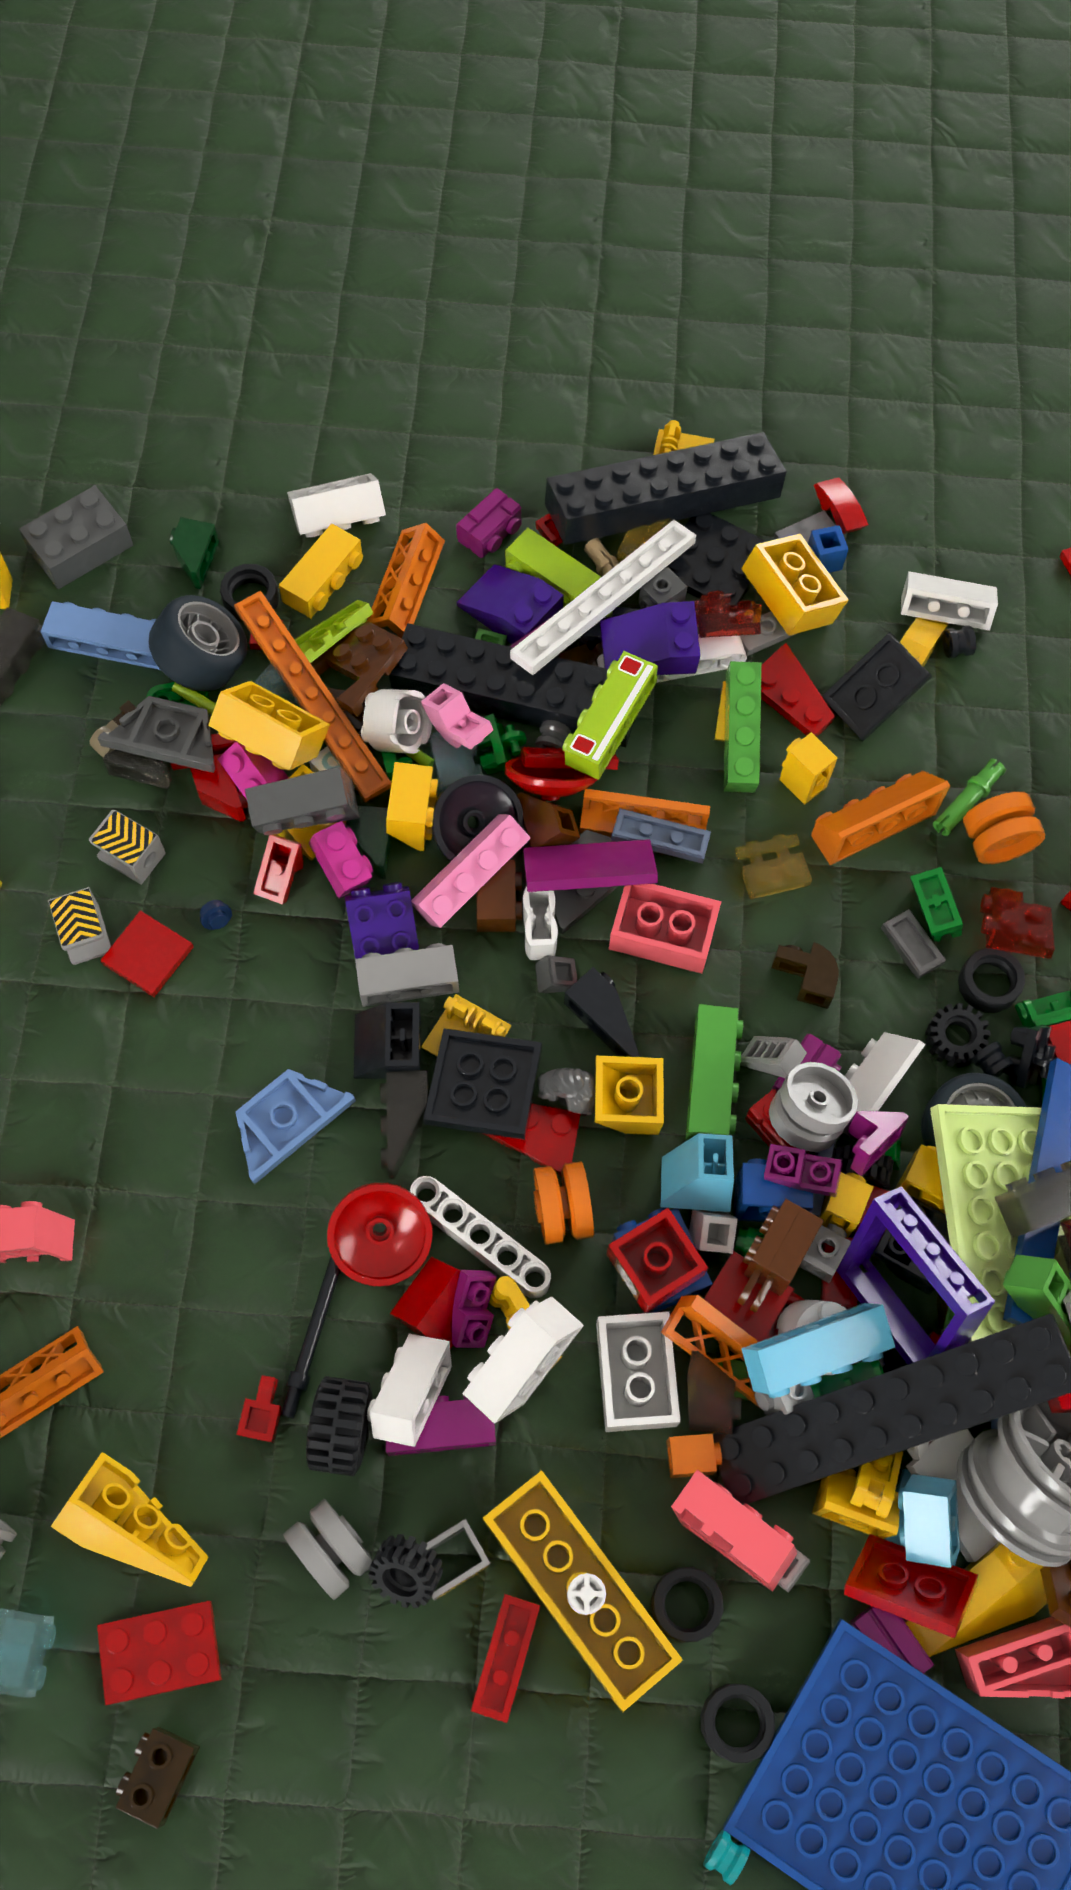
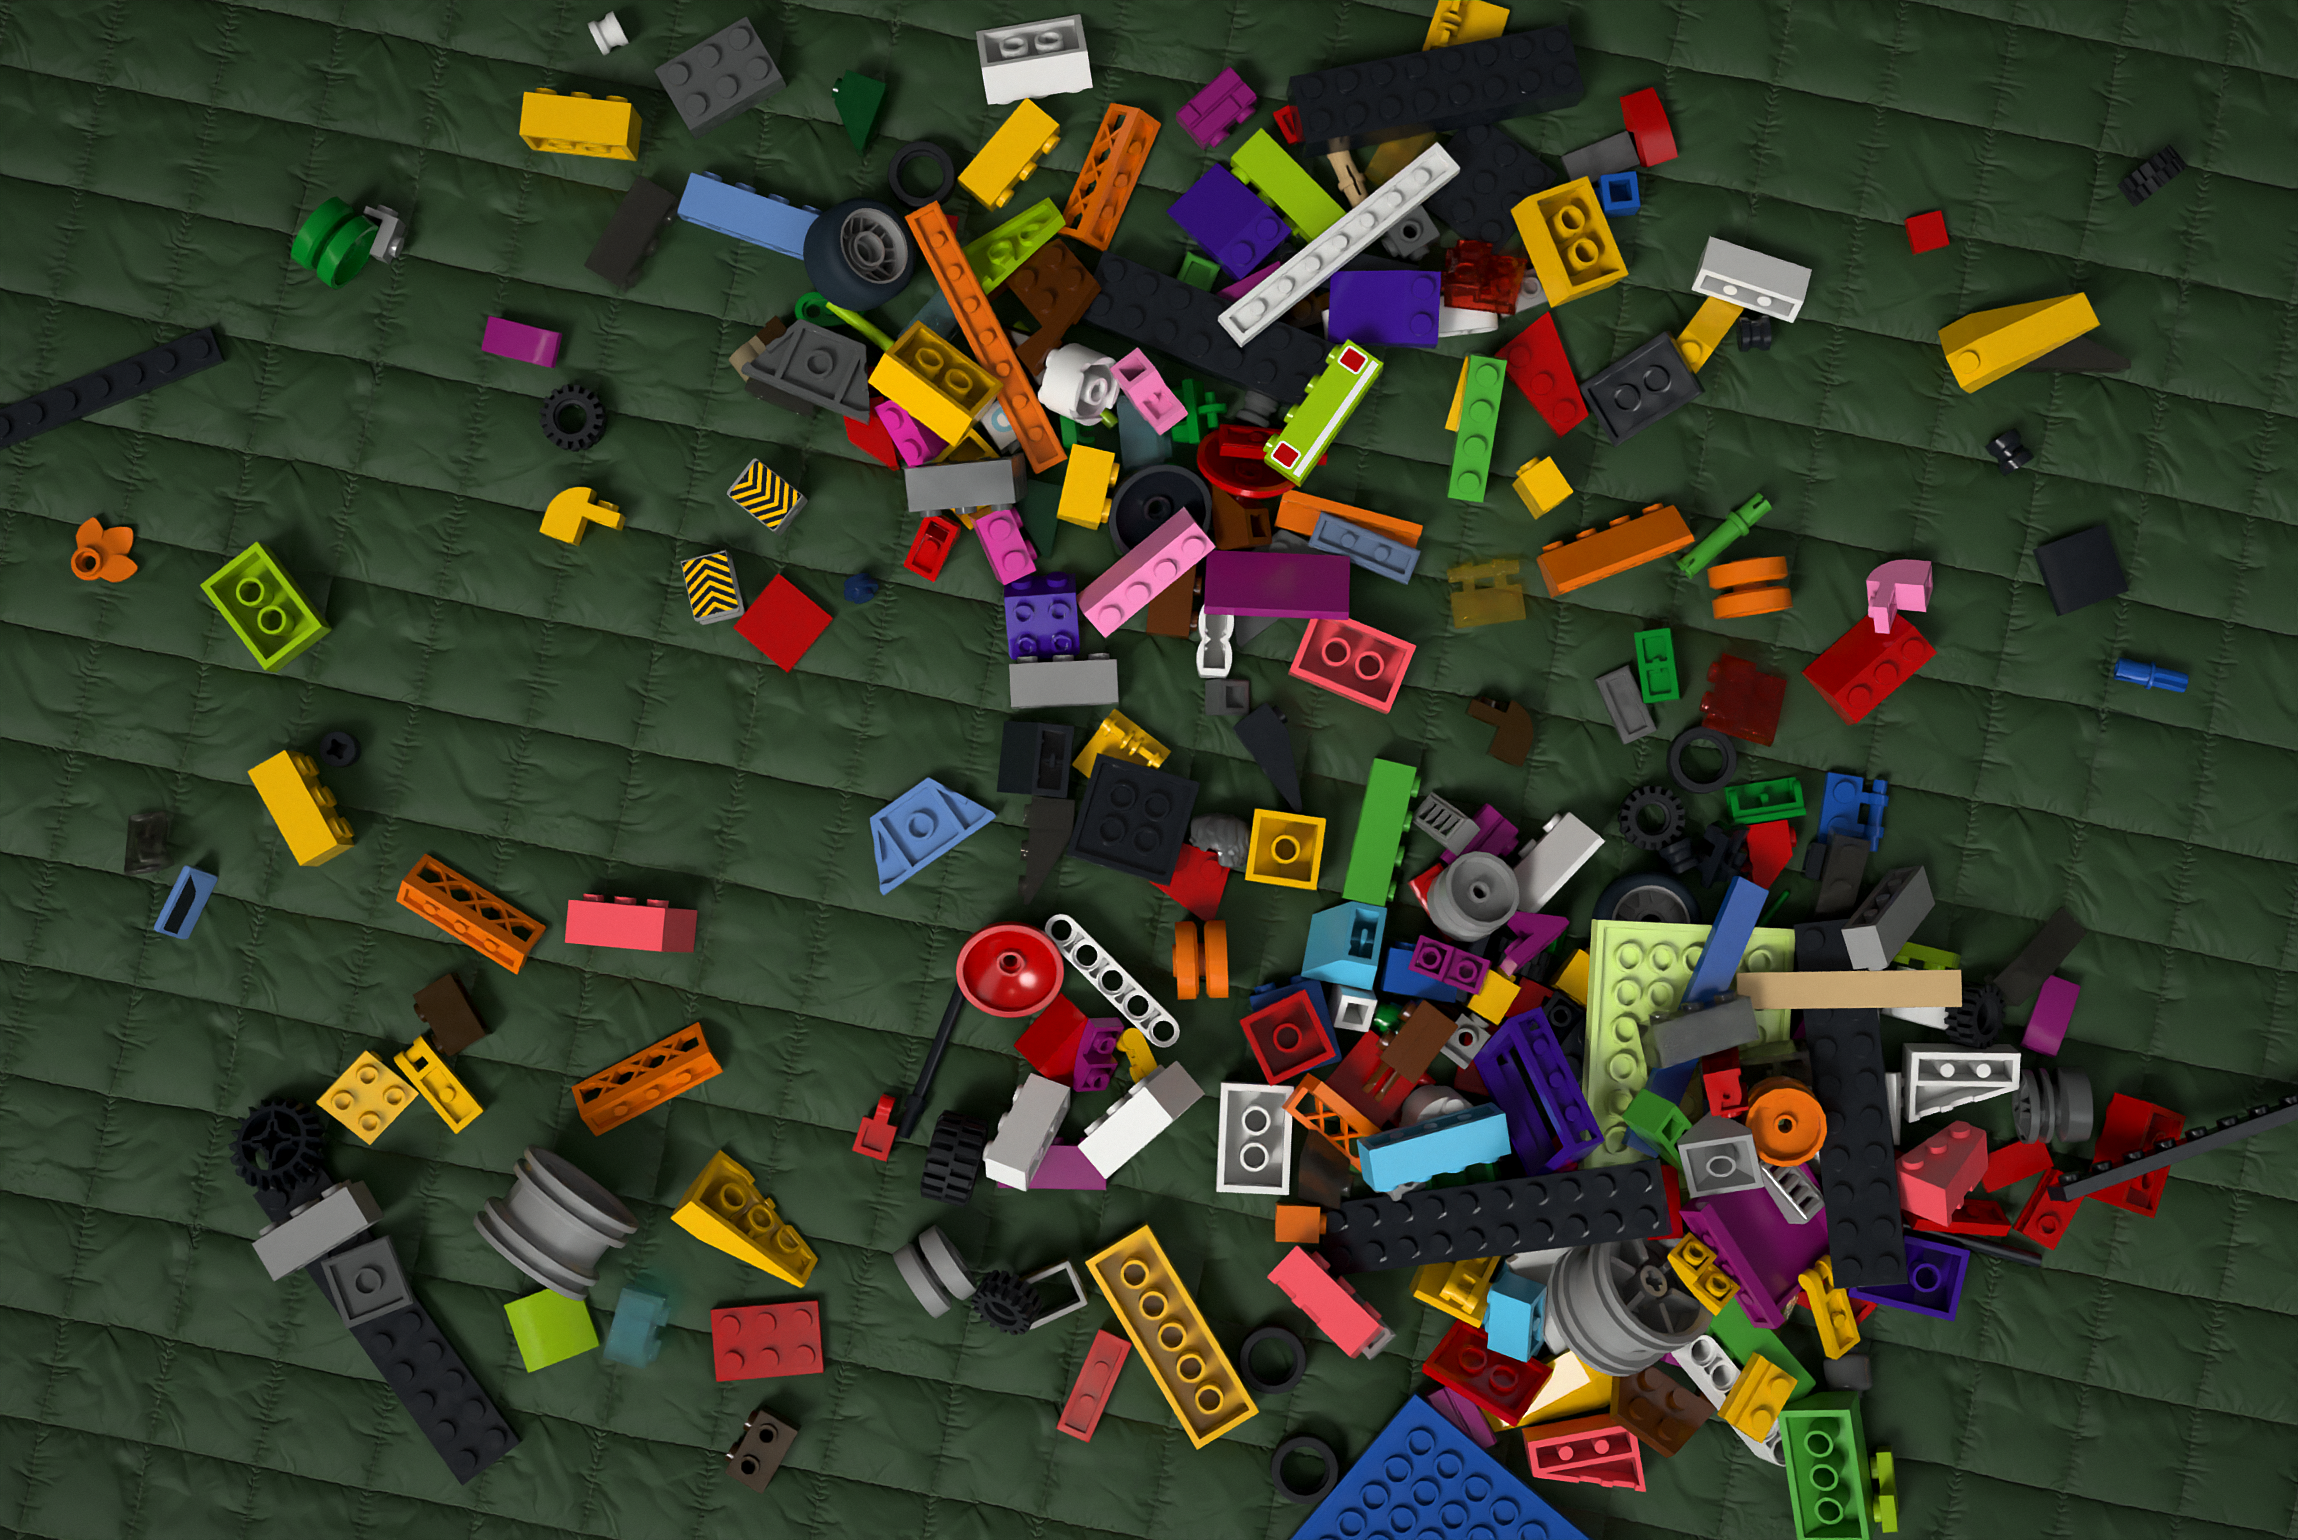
camera: 15 degrees right, 20 degrees up
(590, 1590) = (1174, 1352): white wheel -> none

